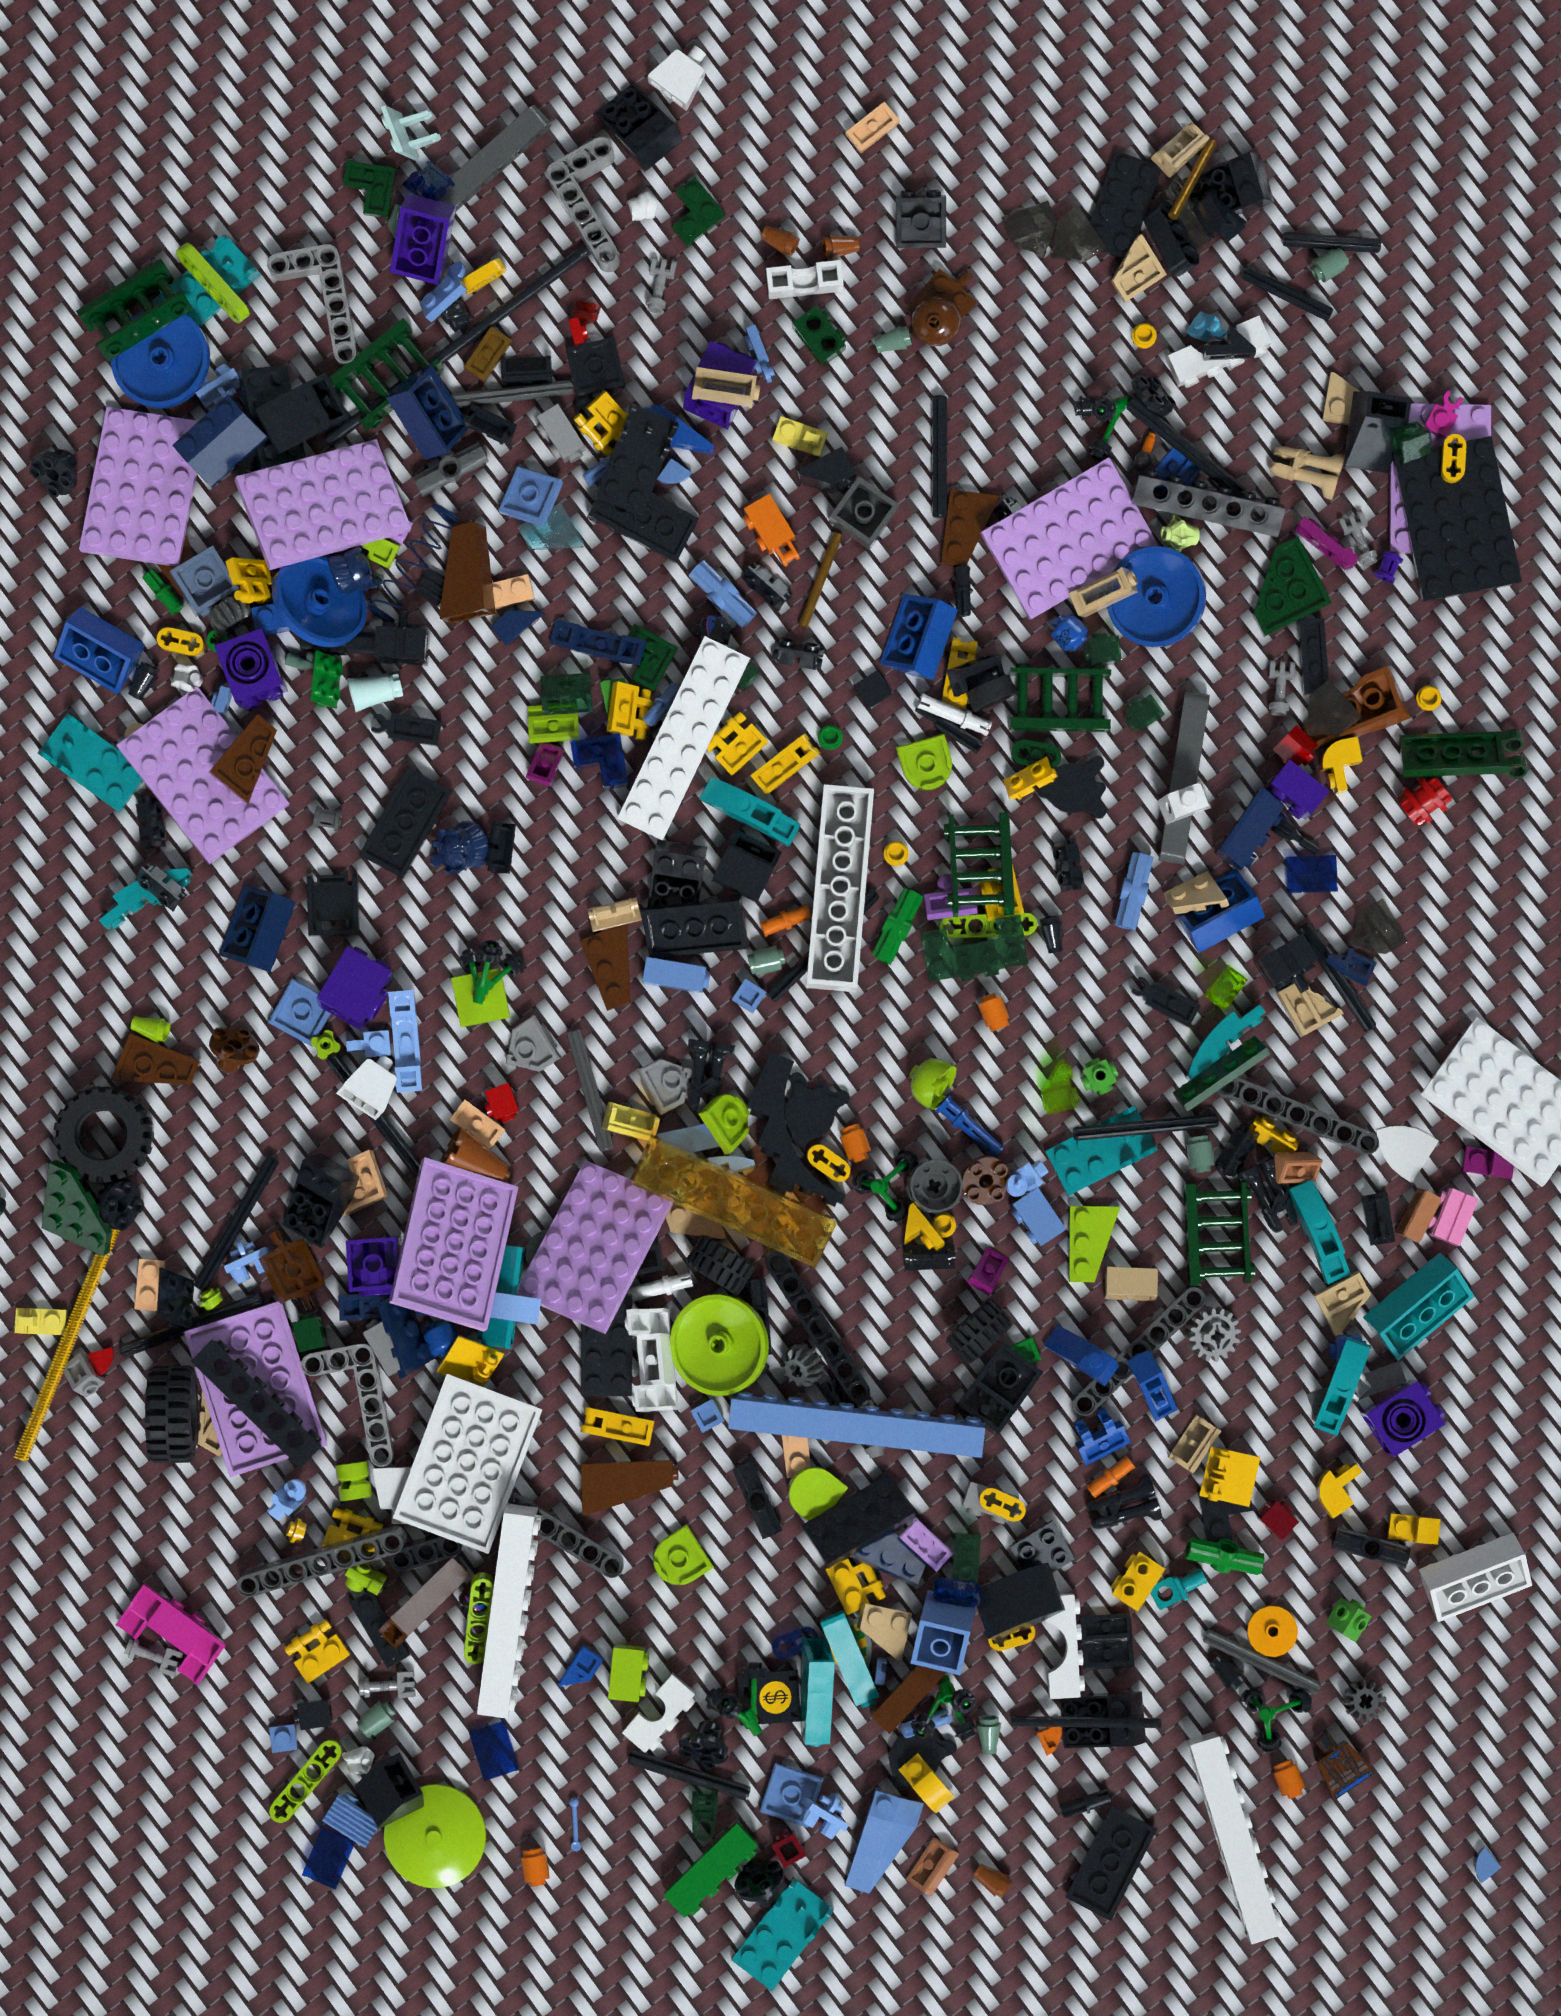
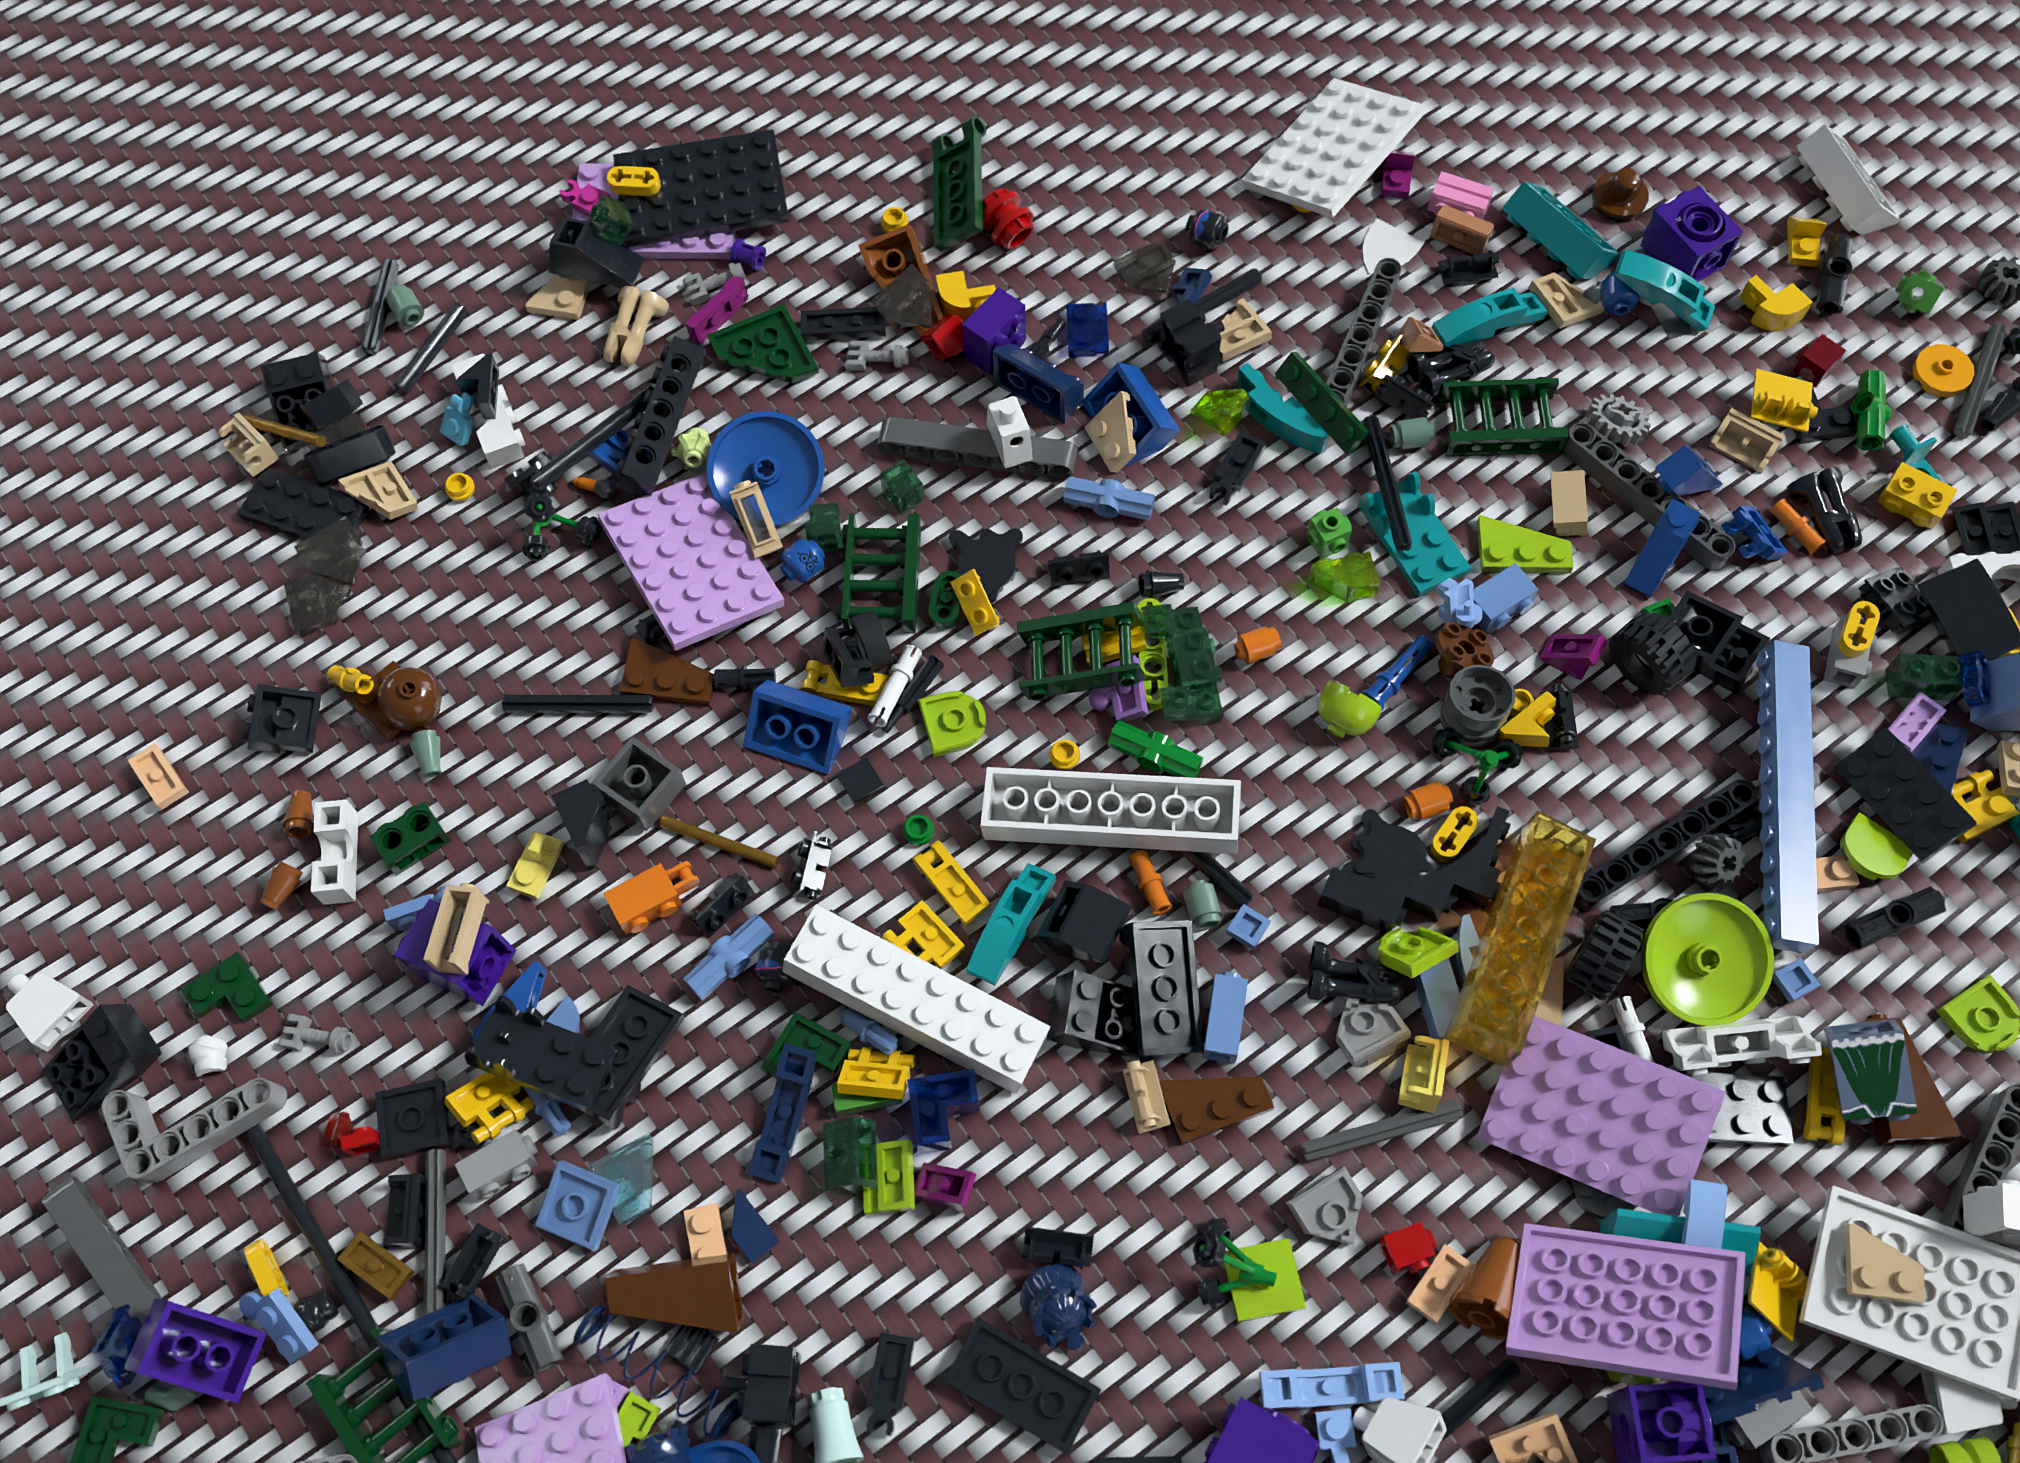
camera: 85 degrees left, 20 degrees down
(480, 1432) = (1880, 1270): none -> tan wing
(630, 1450) = (1871, 1071): none -> slope
(954, 270) = (350, 679): none -> yellow pin
(1416, 982) = (1207, 228): none -> black head
(1462, 1365) = (1620, 195): none -> reddish brown plate

